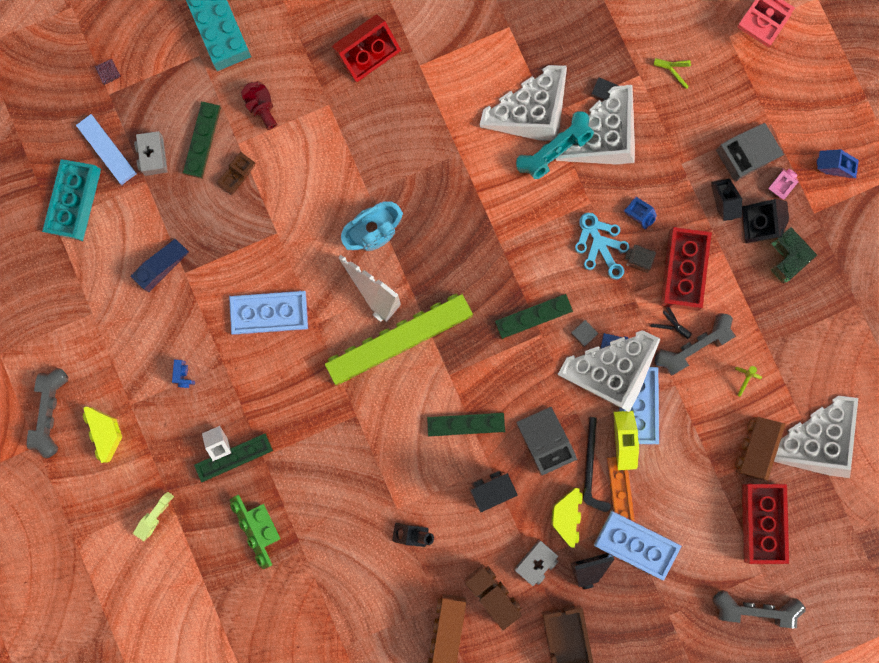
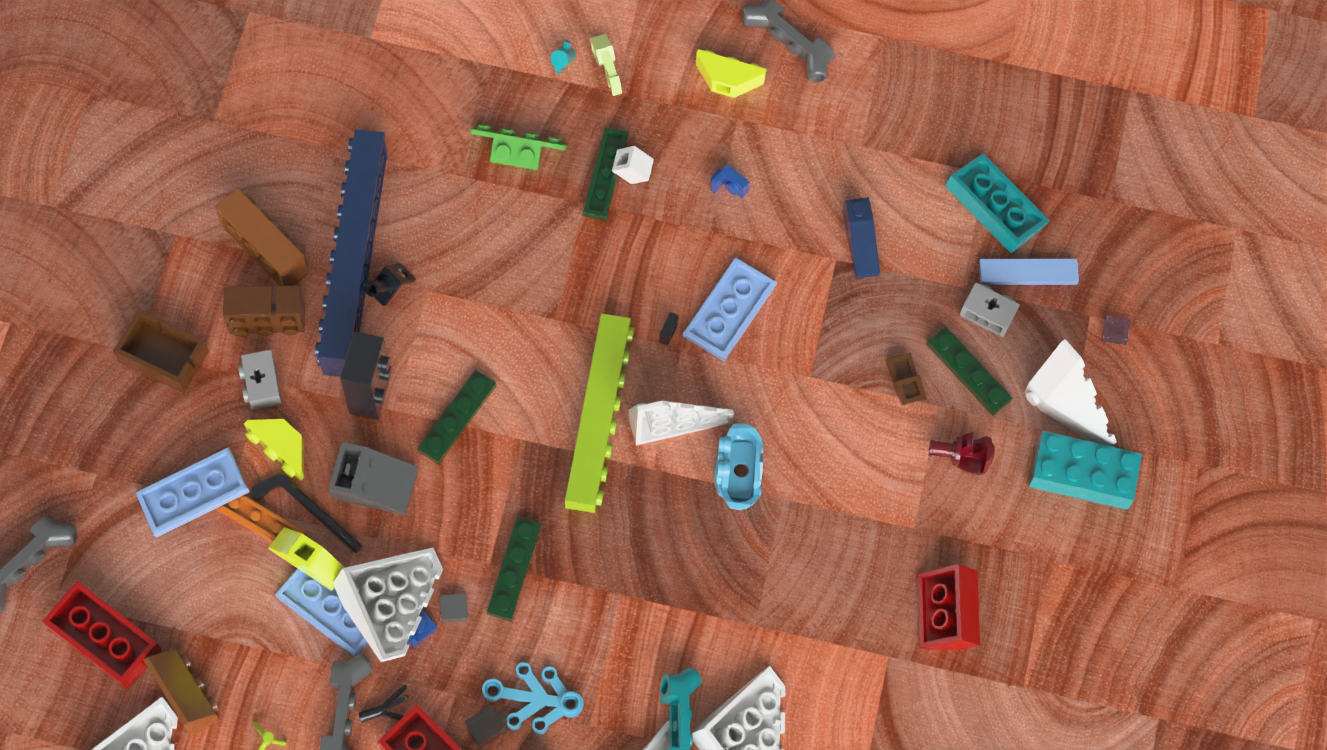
camera: 120 degrees right, 15 degrees down
(170, 549) = (563, 56): none -> teal piece
(177, 64) = (1068, 396): none -> white slope
(311, 338) = (669, 328): none -> black tile
(409, 573) = (353, 249): none -> dark blue brick
(591, 570) = (210, 423): black slope -> none

